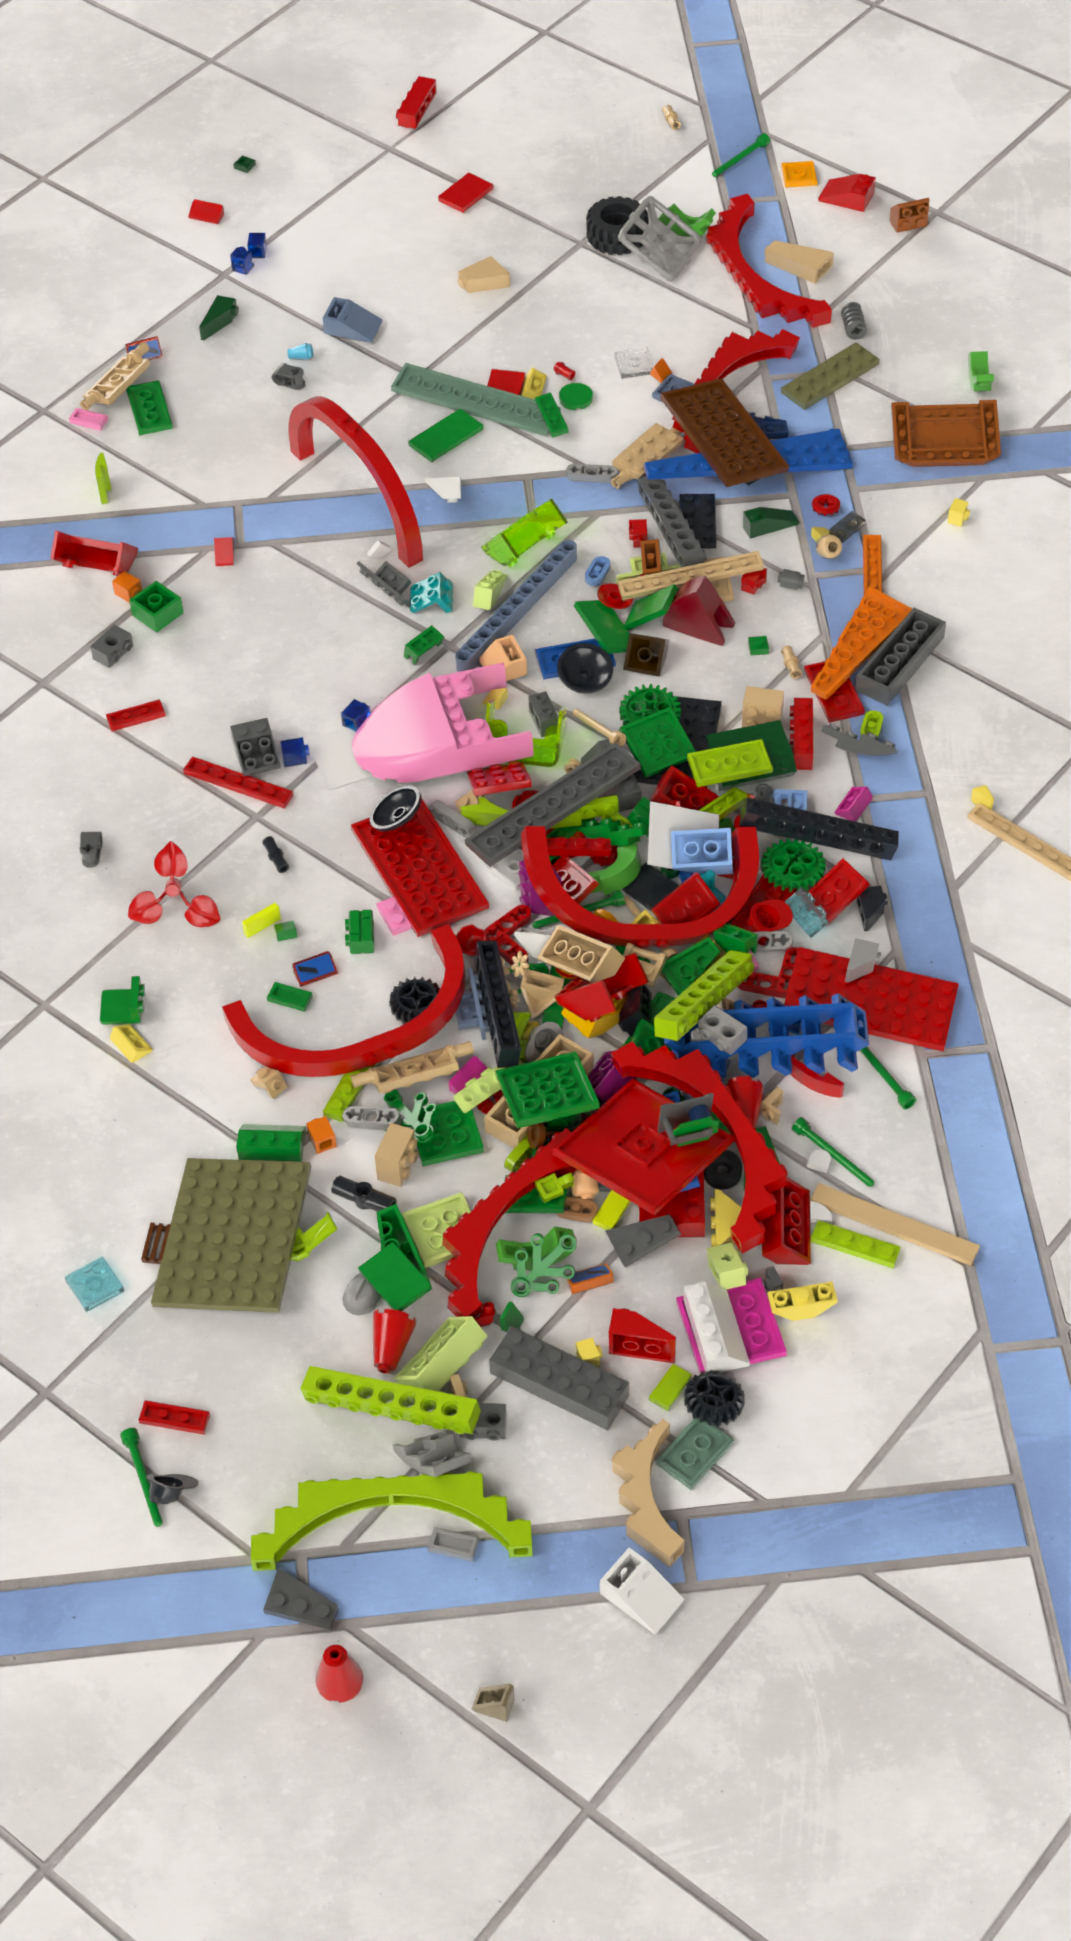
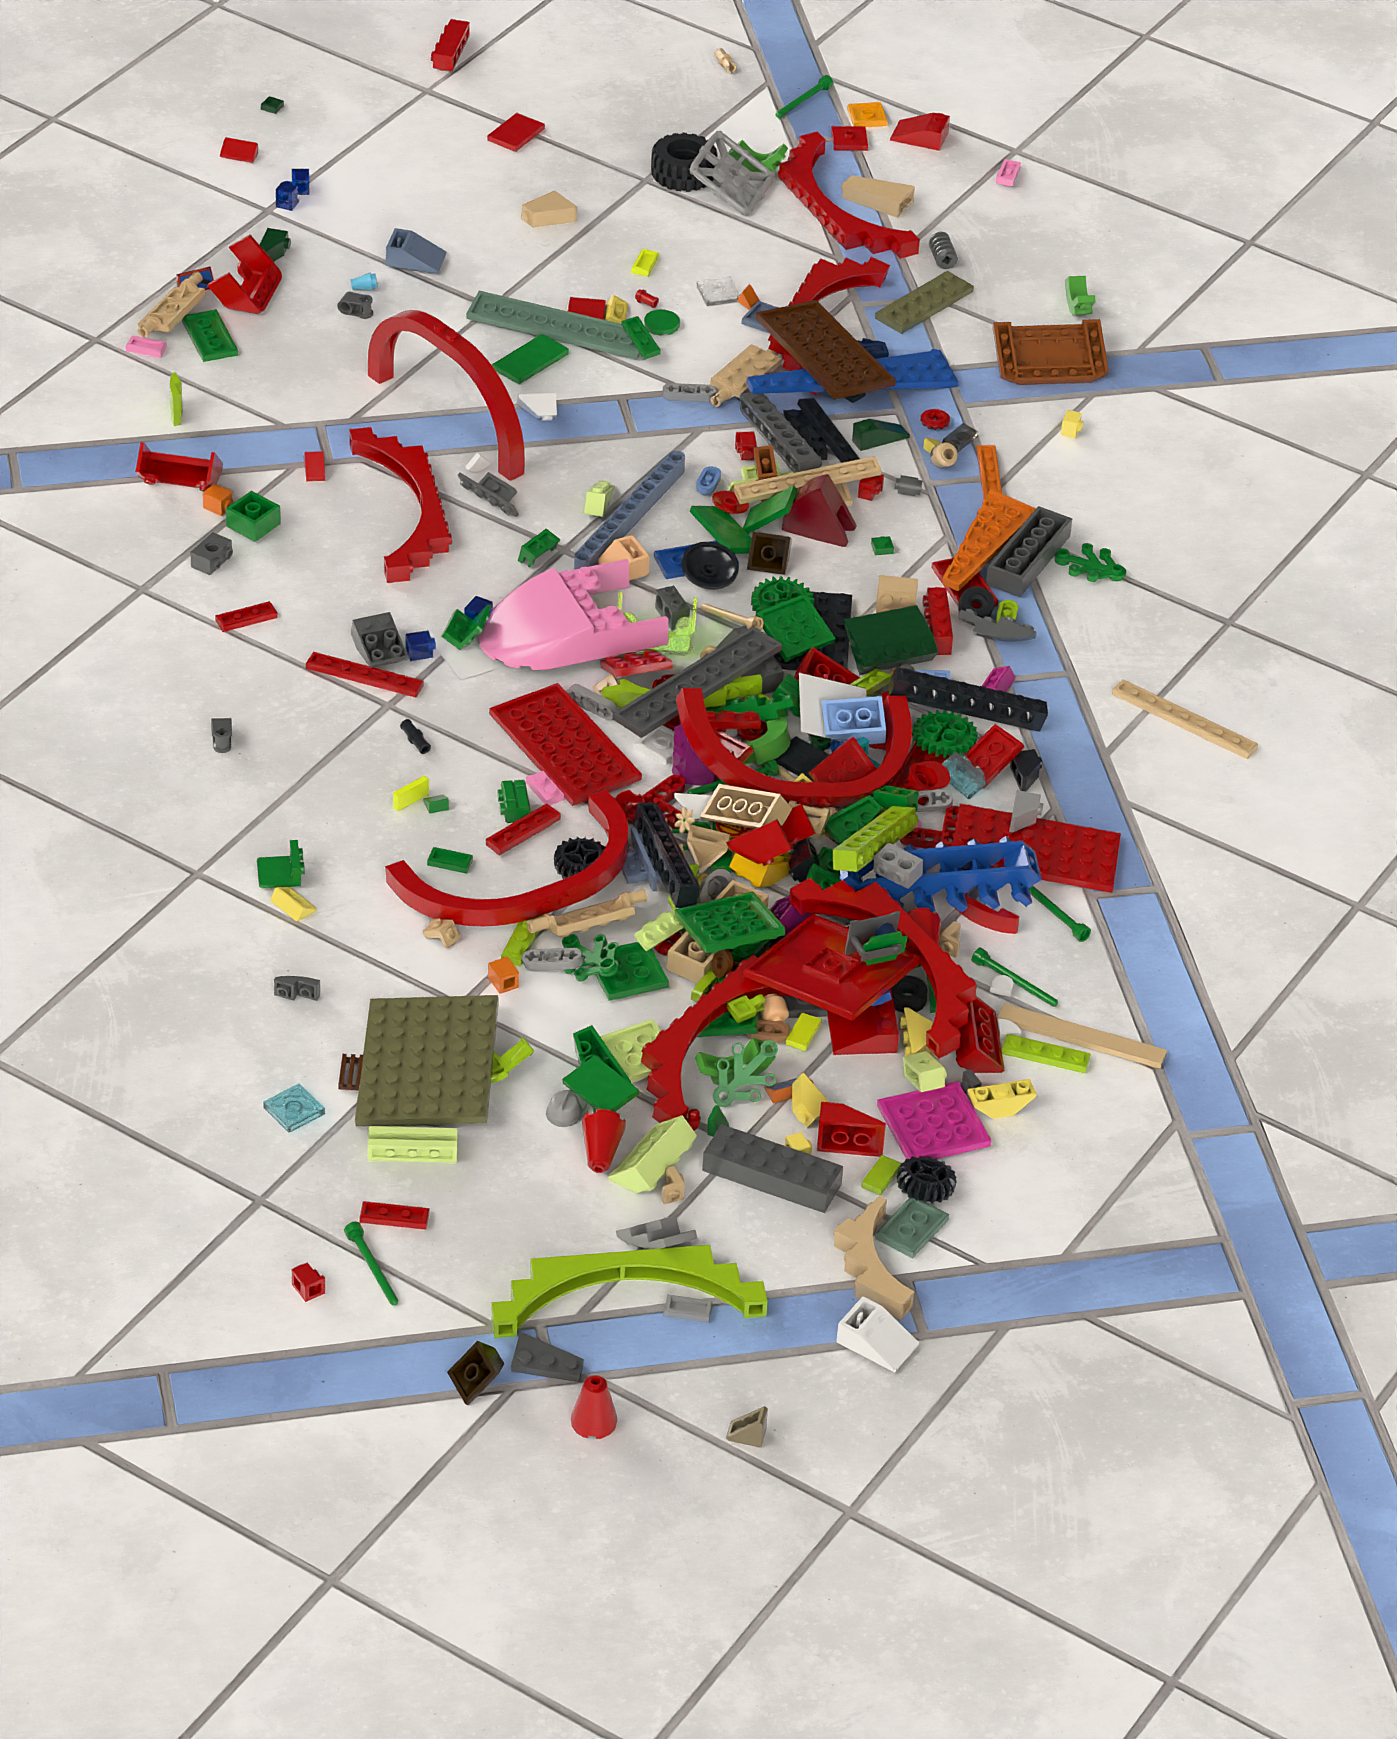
camera: 10 degrees left, 10 degrees down
(74, 1497) = (308, 1282): none -> red brick
(112, 1142) = (291, 986): none -> dark grey slope
(167, 1488) = (399, 1272): black piece -> none
(173, 862) = (290, 783): plant -> none
(203, 1334) = (412, 1144): none -> yellowish green brick
(204, 350) = (259, 275): none -> red windscreen
(226, 1616) = (475, 1370): none -> dark brown slope
(271, 1142) = (453, 982): green slope -> none
(314, 968) = (470, 834): slope -> none
(322, 626) = (412, 466): none -> red arch
(338, 733) = (461, 628): none -> green bracket
(353, 1191) = (552, 1023): black piece -> none
(365, 963) = (523, 829): none -> red plate
(381, 1392) = (610, 1188): lime brick -> none
(396, 808) = (537, 689): black dish -> none
(396, 1155) = (583, 987): tan brick -> none
(430, 591) = (538, 499): teal bracket -> none
(471, 1069) = (645, 915): dark pink slope -> none
(483, 1429) = (702, 1206): dark grey brick -> none
(498, 695) = (613, 597): light yellow slope -> none
(525, 533) = (630, 445): clear neon green windscreen -> none
(568, 331) = (645, 262): none -> neon yellow tile
(603, 1298) = (806, 1100): none -> light yellow slope
(642, 1238) = (836, 1052): dark grey wing -> none
(715, 1327) = (918, 1120): white slope -> none
(719, 519) = (827, 430): none -> black tile
(729, 763) = (871, 643): lime tile -> none
(779, 199) = (849, 138): none -> red plate
(791, 662) = (918, 559): tan pin -> none
(846, 706) = (979, 595): none -> black tyre
(910, 215) = (989, 151): dark orange slope -> none
(926, 236) = (1008, 172): none -> bright pink plate
(982, 677) = (1112, 570): none -> green plant
(983, 796) = (1126, 672): light yellow slope -> none

